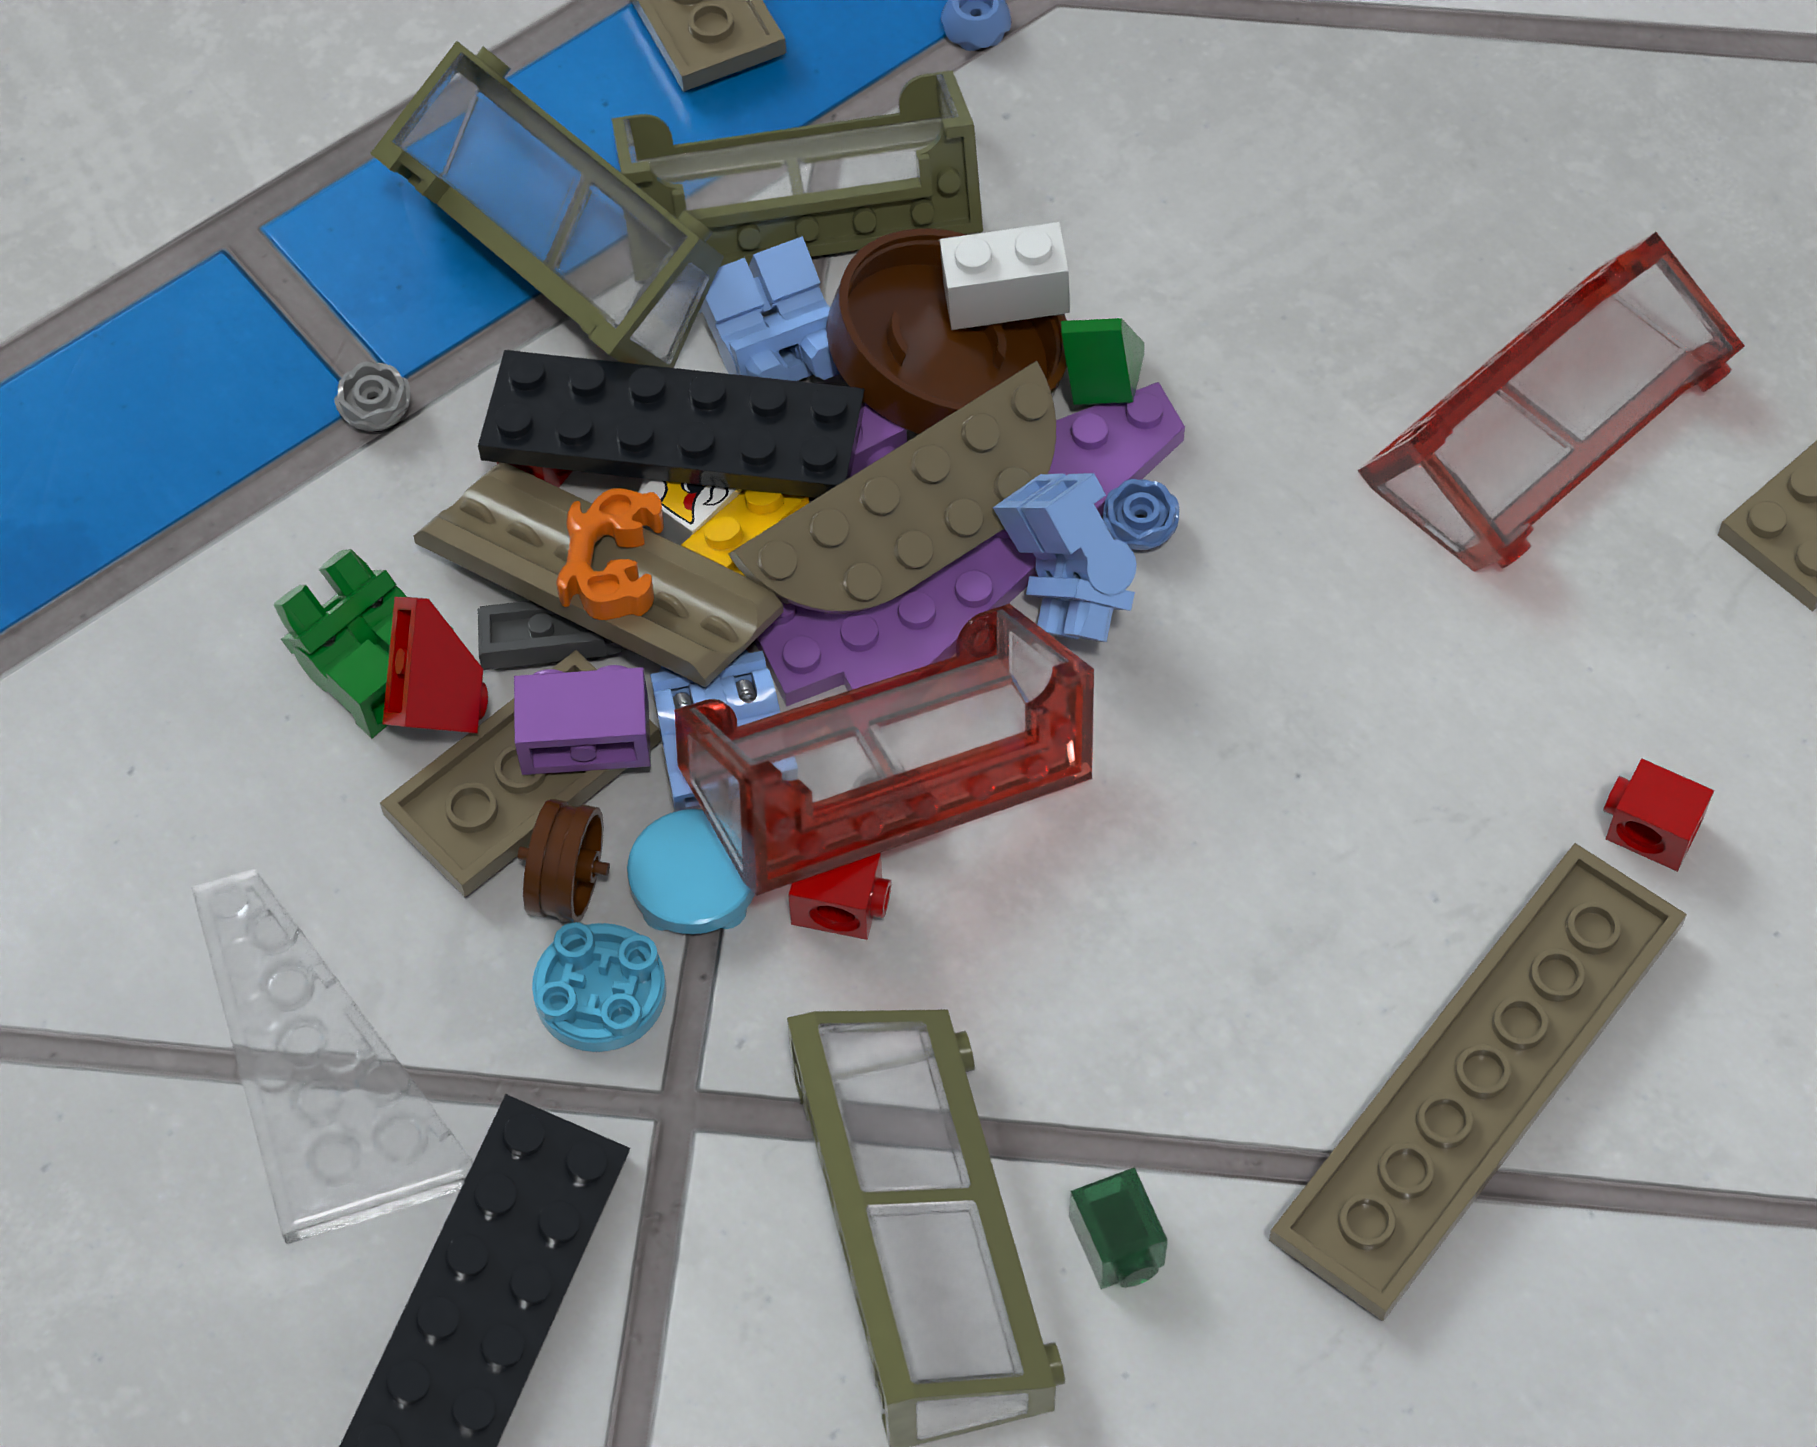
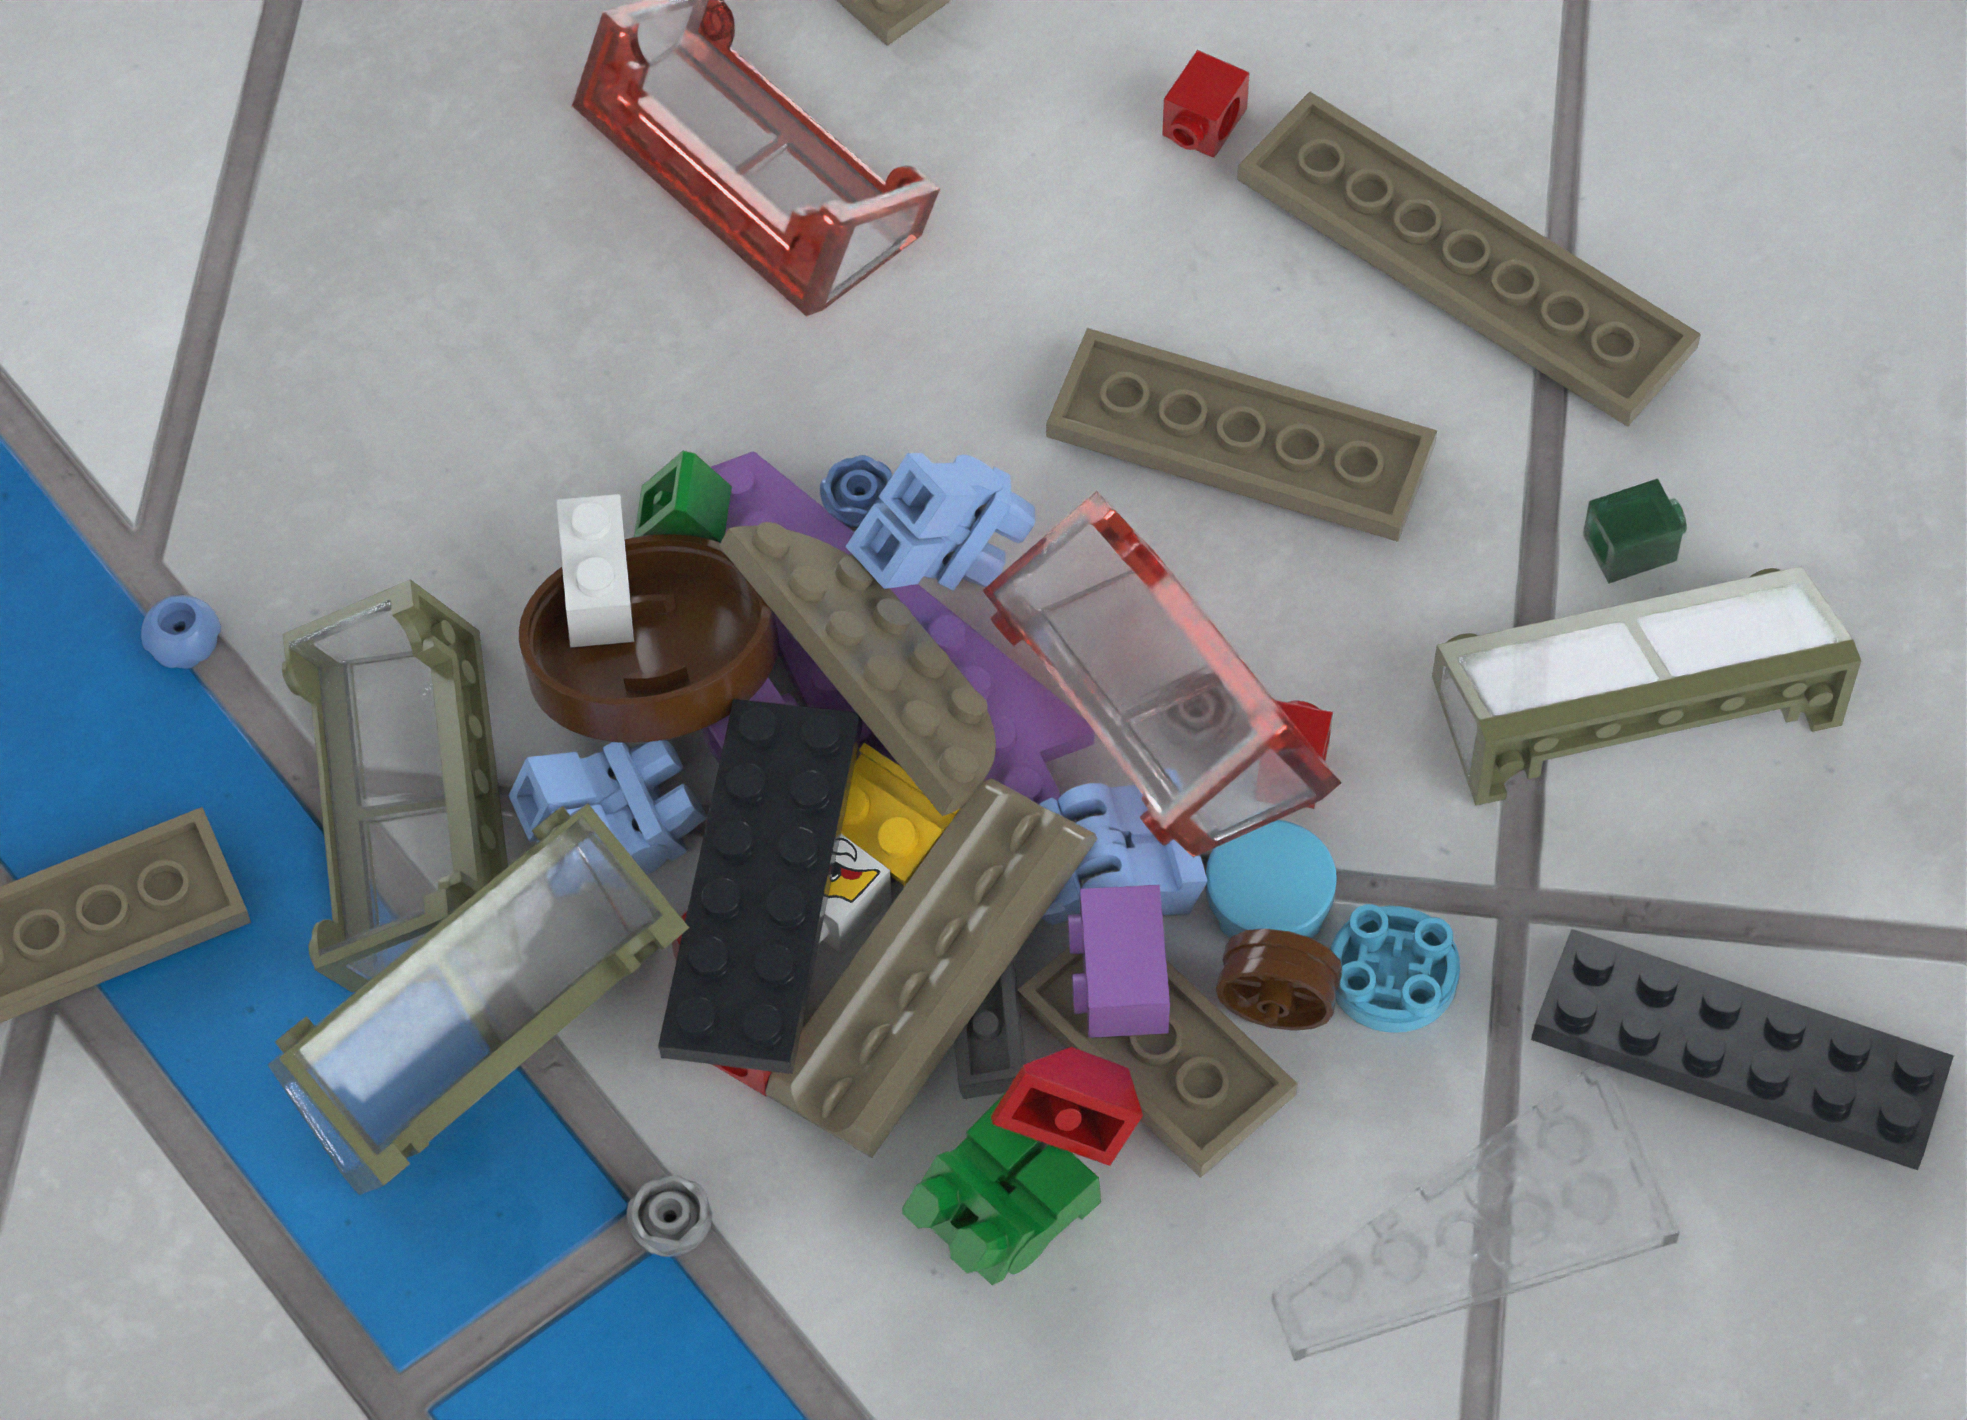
camera: 90 degrees left, 0 degrees up
(617, 588) = (873, 933): orange helmet -> none
(1227, 854) = (1242, 434): none -> dark tan plate

